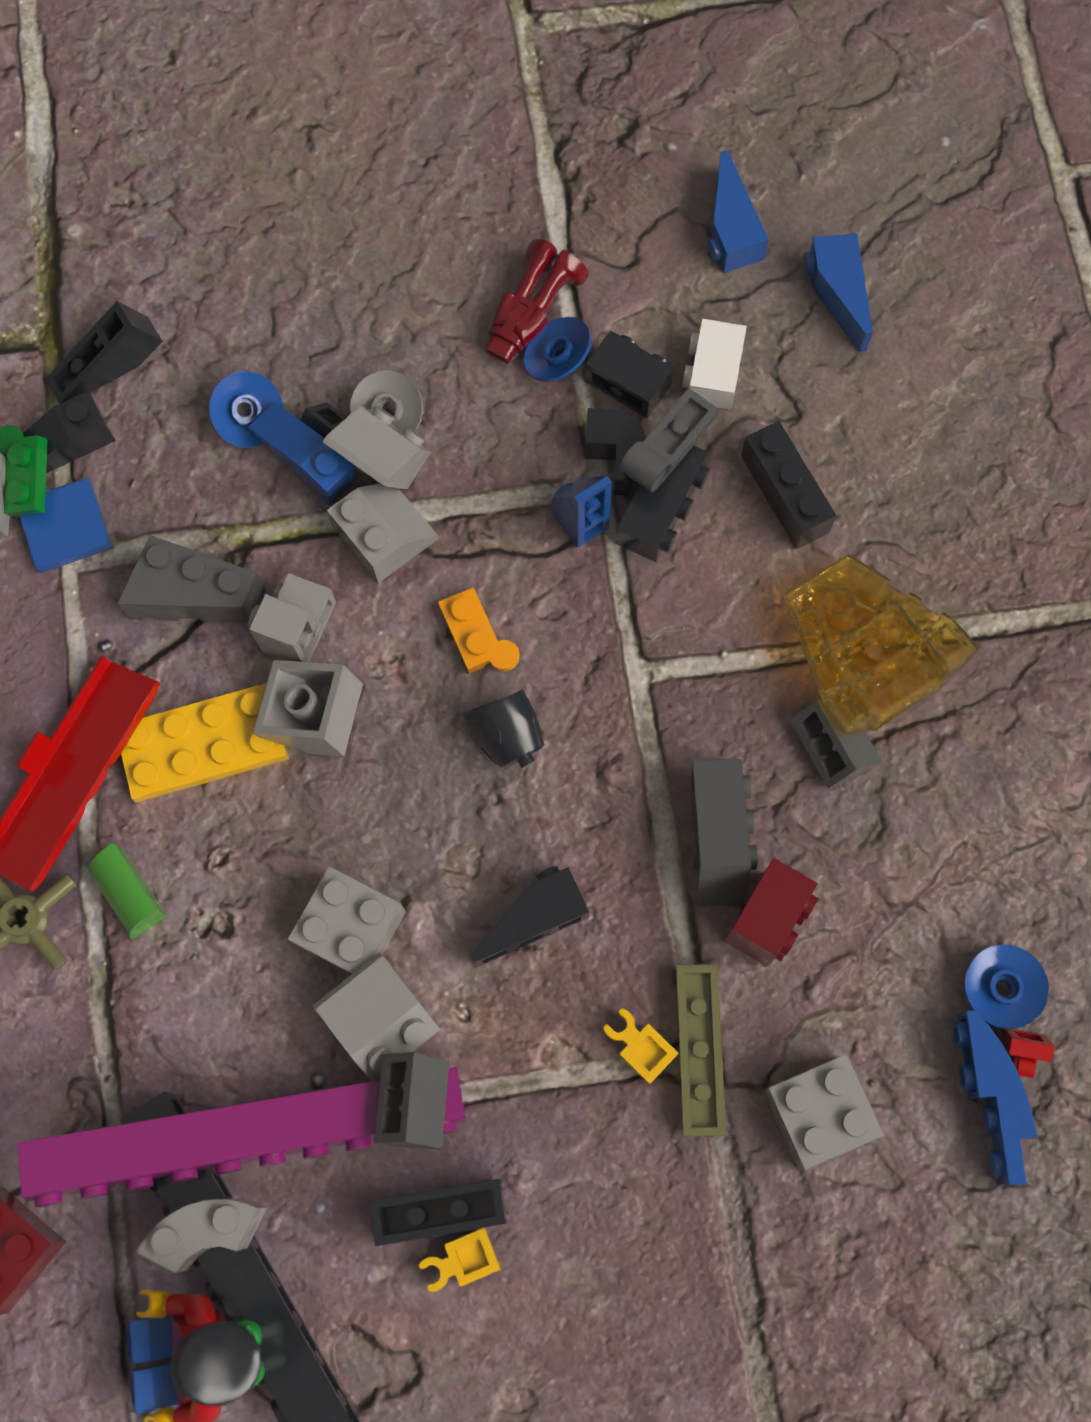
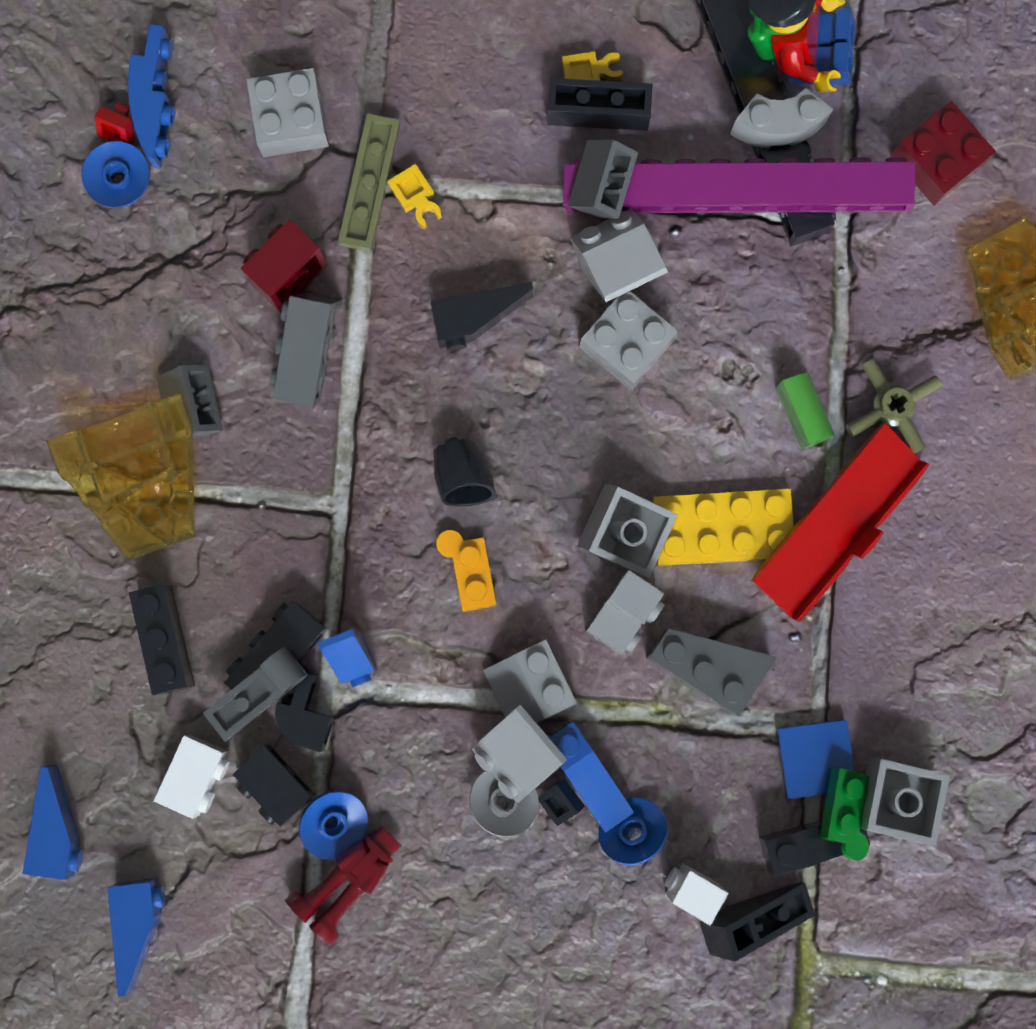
camera: 170 degrees left, 10 degrees up
(168, 360) = (695, 893): none -> white brick

